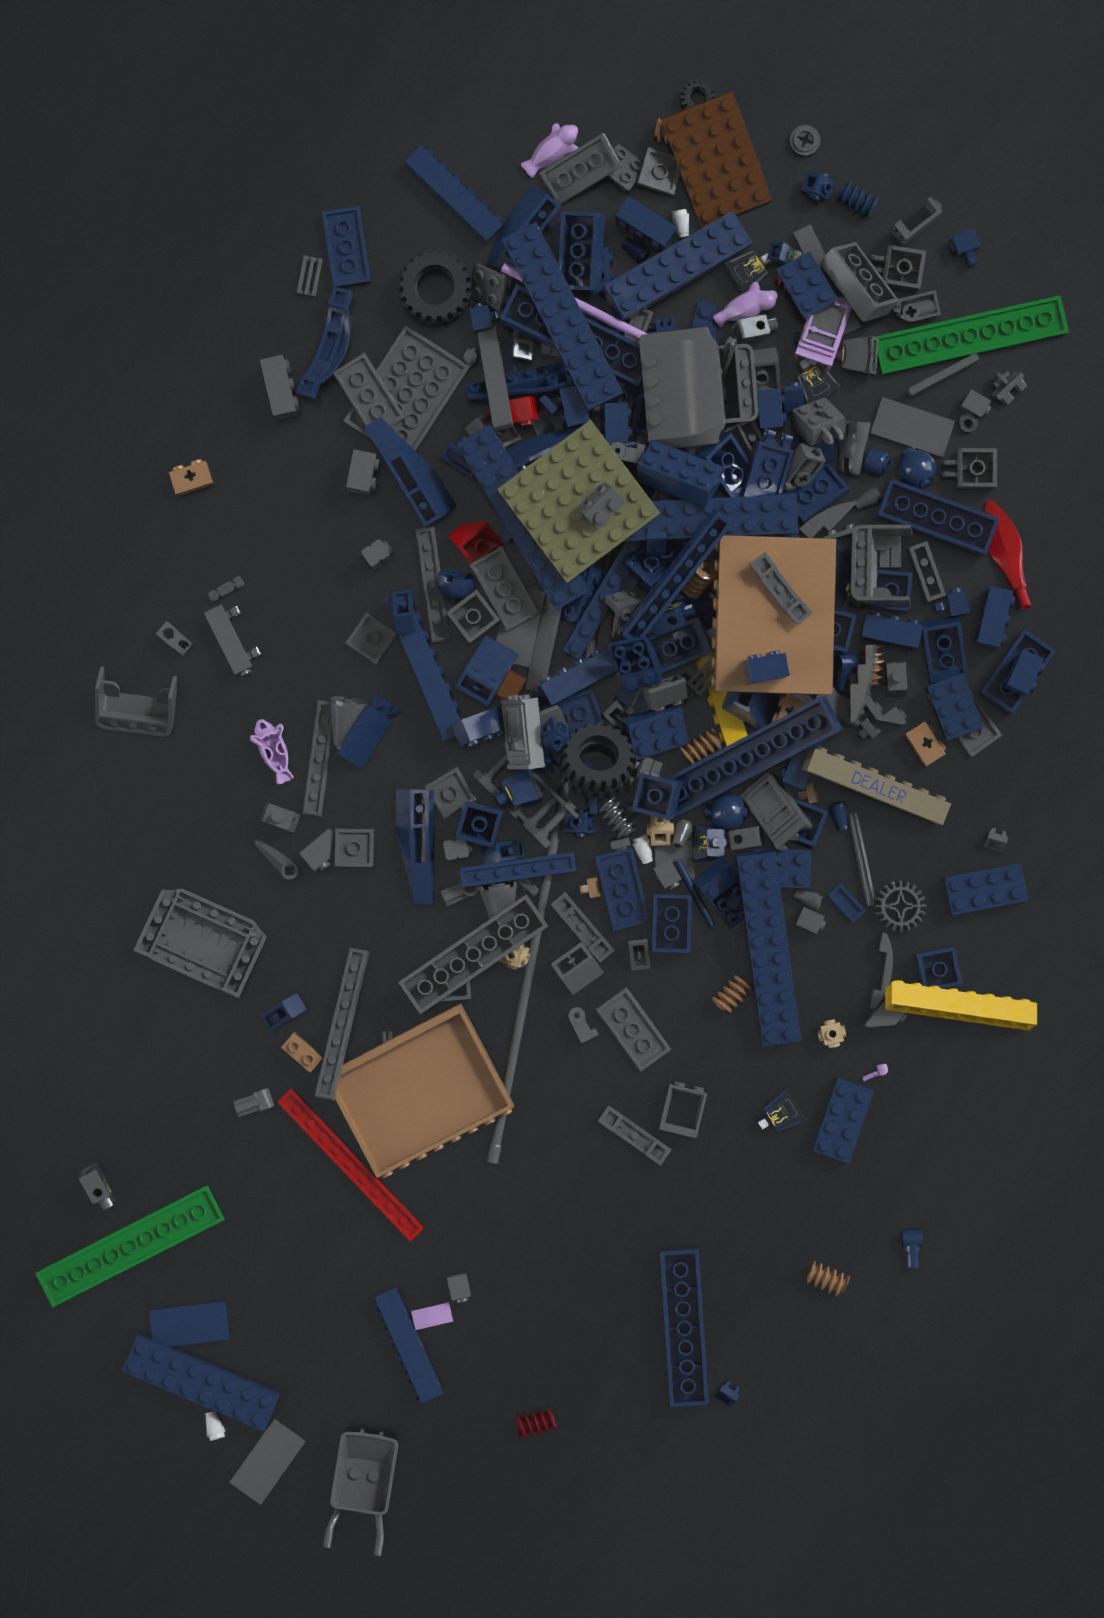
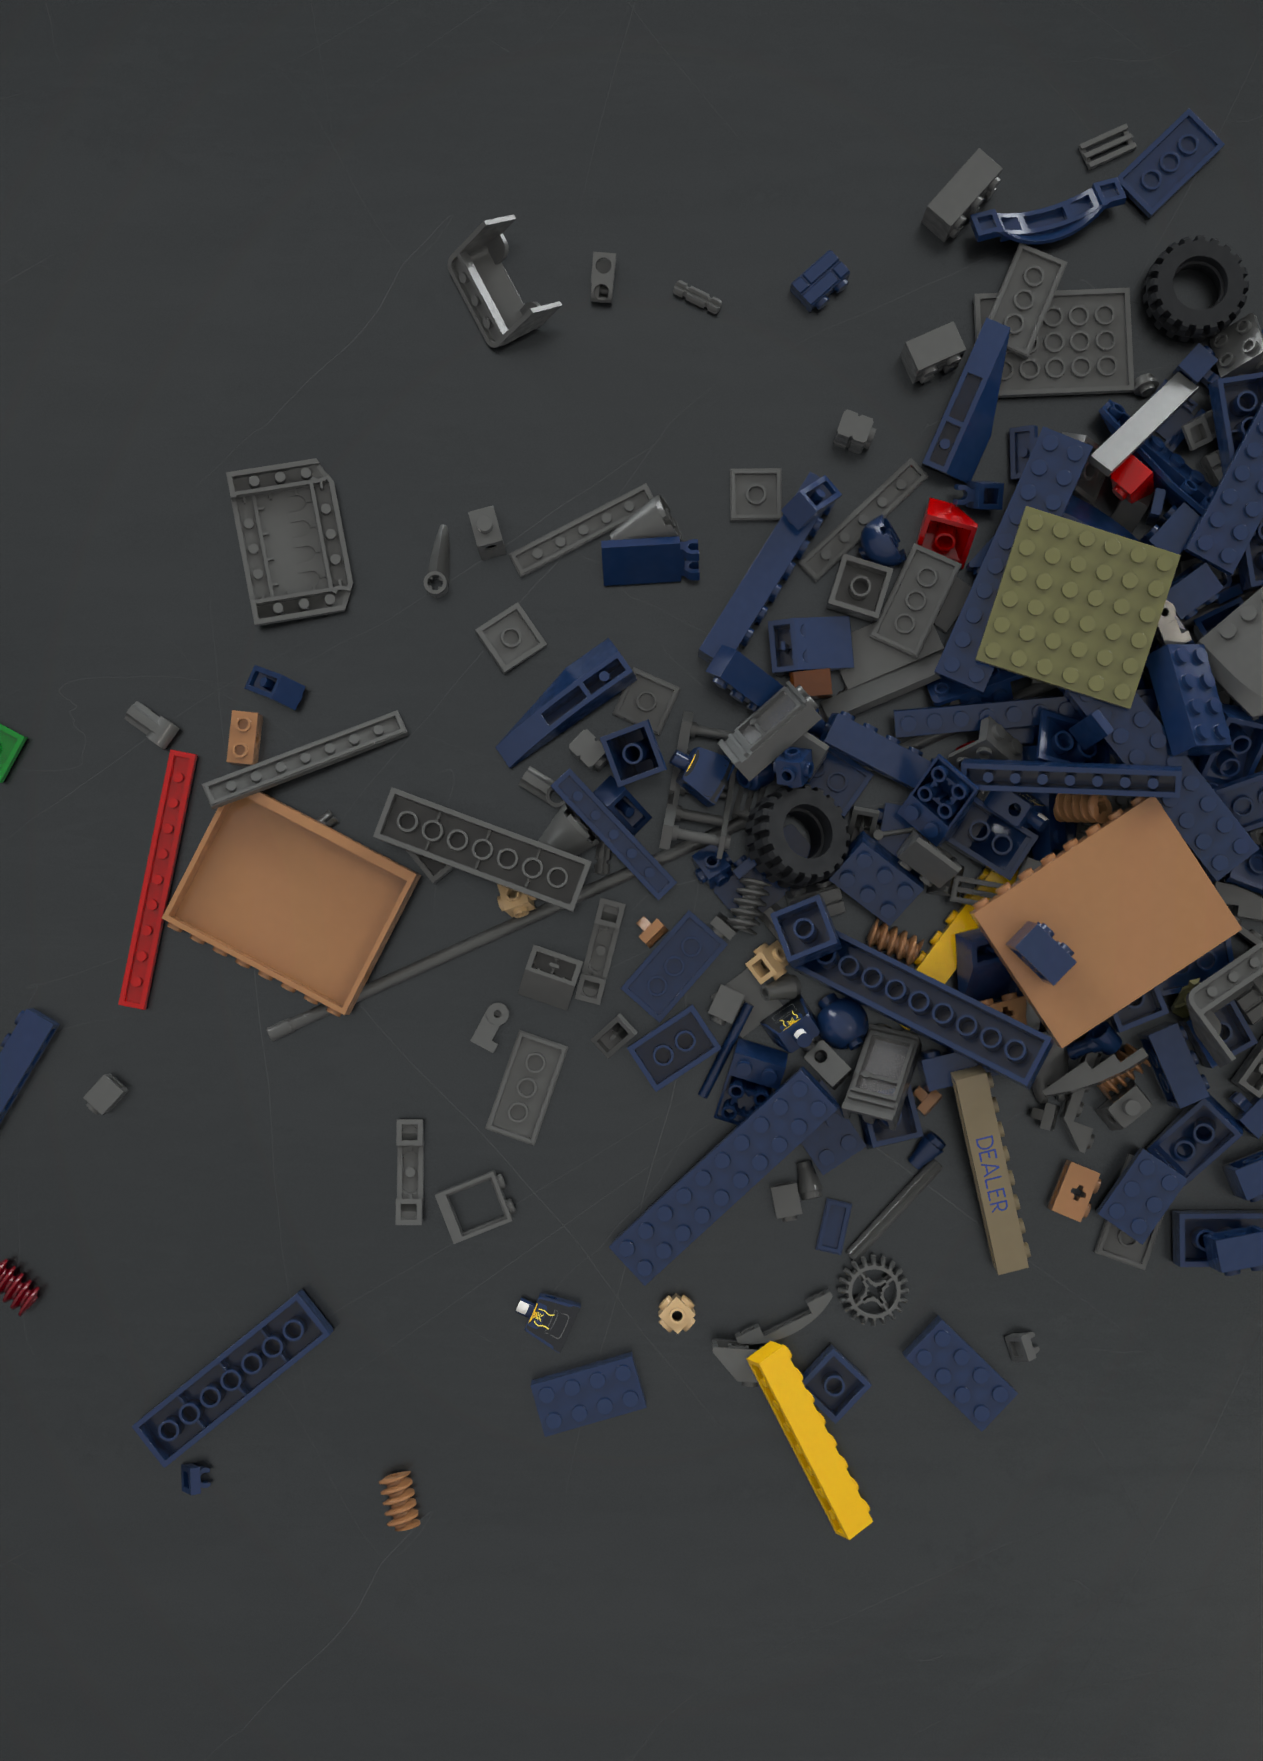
camera: 60 degrees right, 0 degrees up
(201, 480) = (799, 184): medium nougat brick -> none
(229, 641) = (643, 338): dark grey brick -> none
(269, 508) = (820, 280): none -> dark blue brick
(272, 749) = (556, 470): lavender animal -> none
(319, 851) = (479, 600): dark grey slope -> none
(432, 1316) = (53, 1087): lavender tile -> none
(468, 504) = (981, 495): none -> dark blue brick
(601, 505) = (1093, 634): dark grey bracket -> none
(643, 848) = (735, 957): white cone -> none
(732, 994) = (643, 1171): medium nougat piece -> none
(780, 589) = (1141, 905): dark grey slope -> none
(882, 1069) = (674, 1398): lavender hand -> none
(912, 1242) = (507, 1566): dark blue pin -> none

